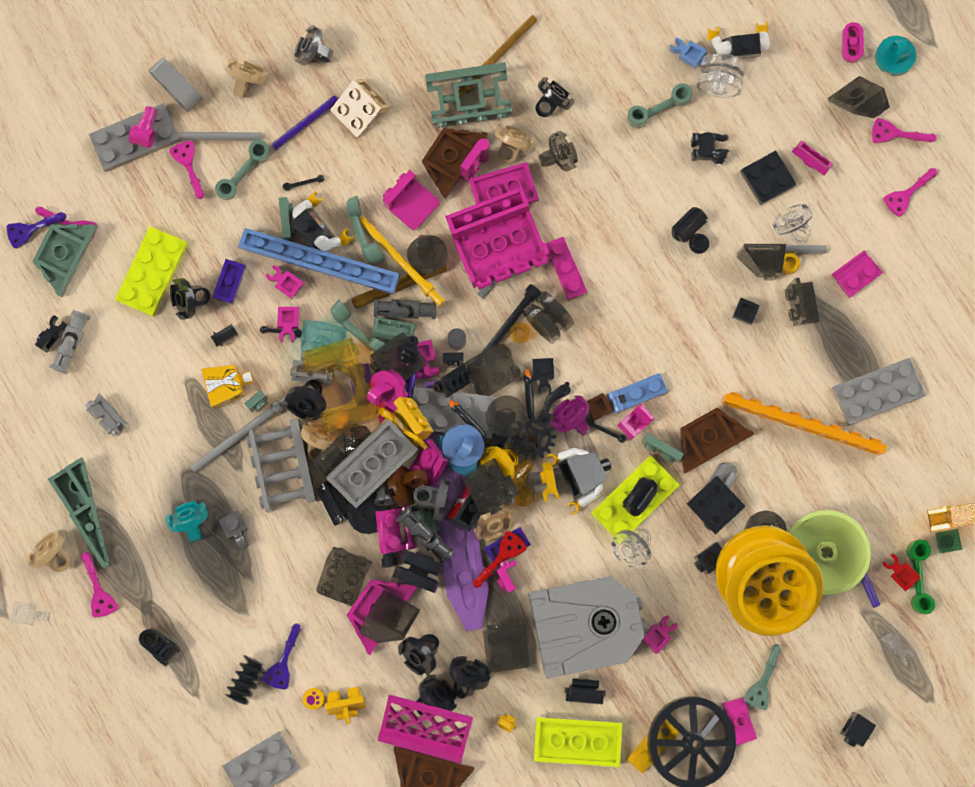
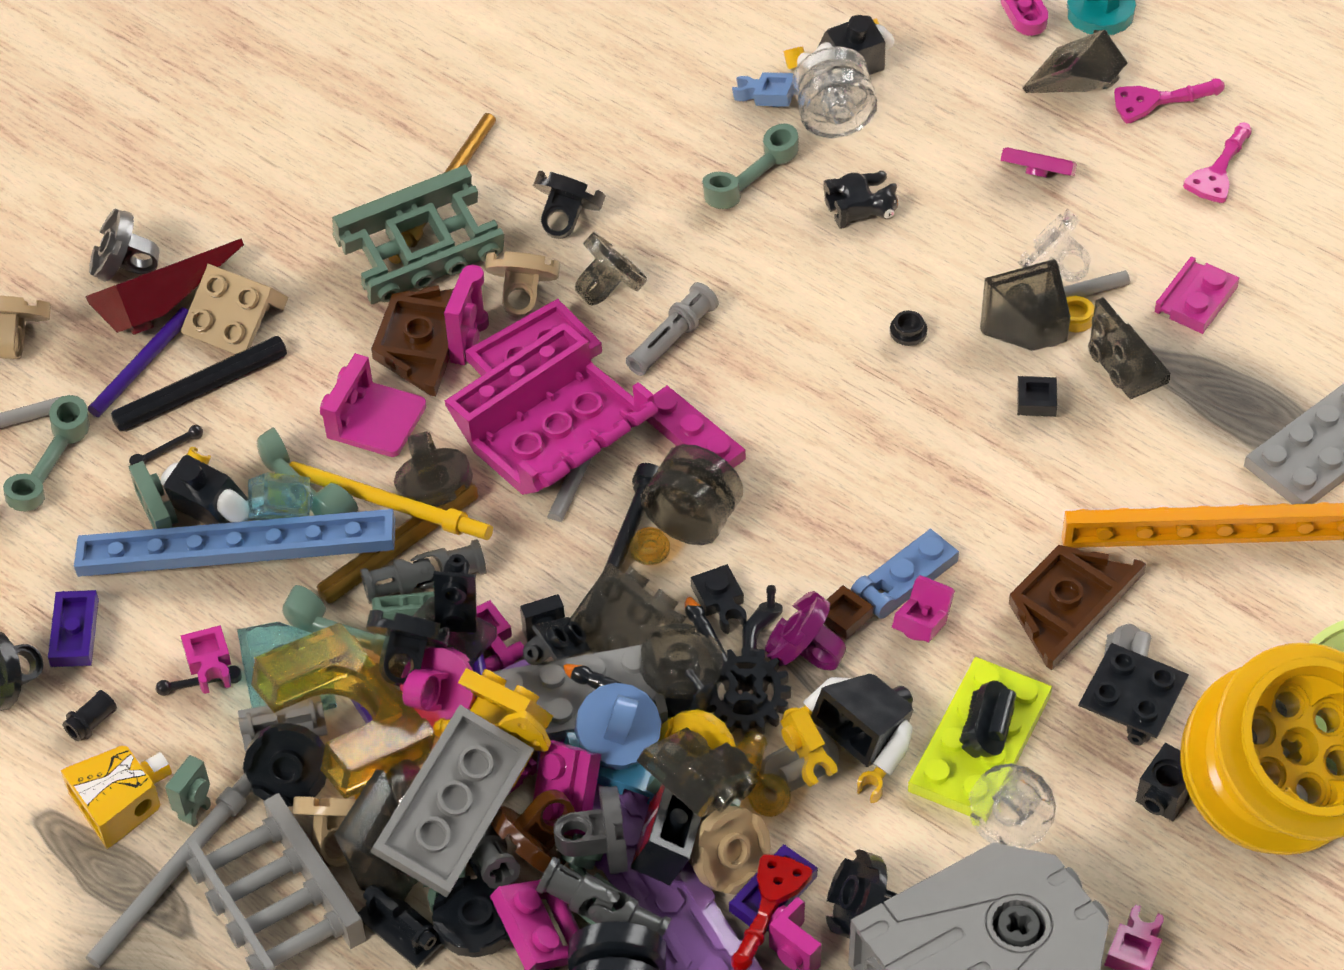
camera: 15 degrees left, 30 degrees down
(287, 283) = (185, 600): dark pink plate -> none
(318, 84) = (156, 293): none -> dark red wedge
(330, 148) = (198, 383): none -> black axle
(346, 246) = (279, 496): none -> clear light blue brick
(377, 363) = (405, 636): none -> black tile
(457, 339) = (537, 581): flat silver piece -> none
(543, 570) = (856, 889): none -> black tile
(556, 214) = (682, 318): none -> light grey pin
(621, 438) = (909, 651): black hinge -> none
(669, 453) = (991, 637): sand green plate -> none
(689, 224) = (878, 305): black piece -> none
(768, 177) = (979, 212): black plate -> none

